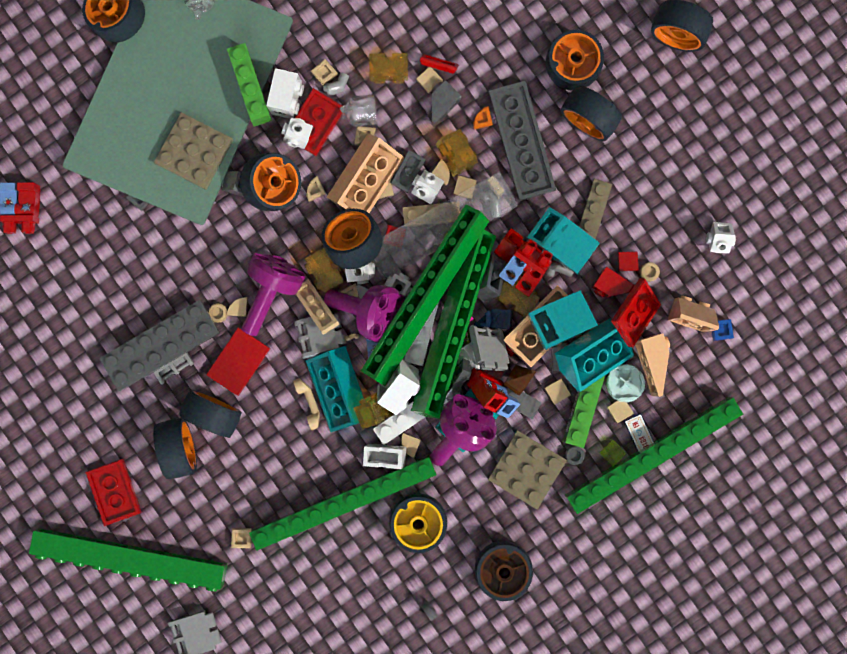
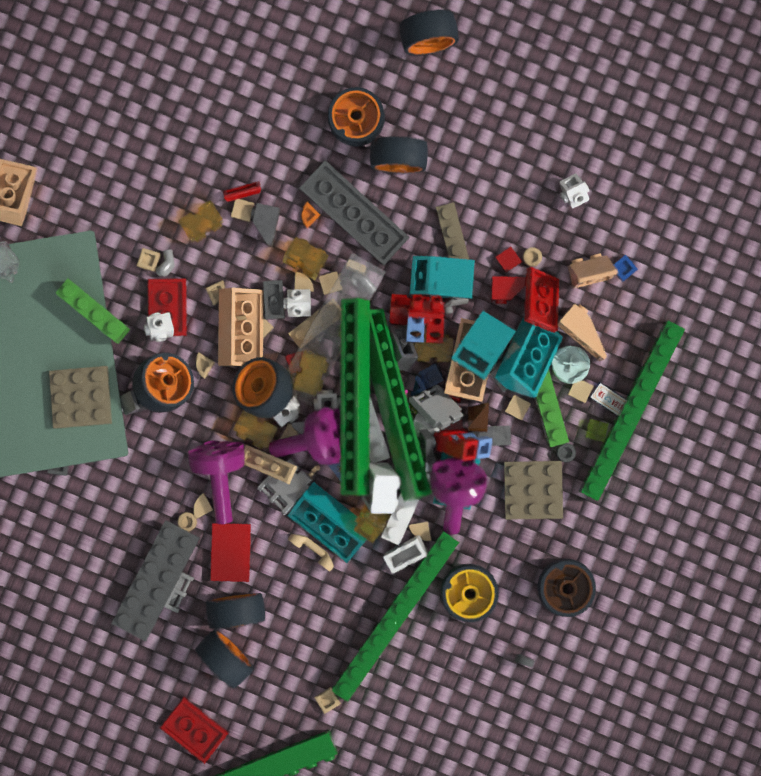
camera: 30 degrees left, 0 degrees up
(284, 94) = (128, 300): white brick -> none
(360, 111) = (201, 273): clear piece -> none
(404, 249) = (312, 367): none -> clear yellow brick

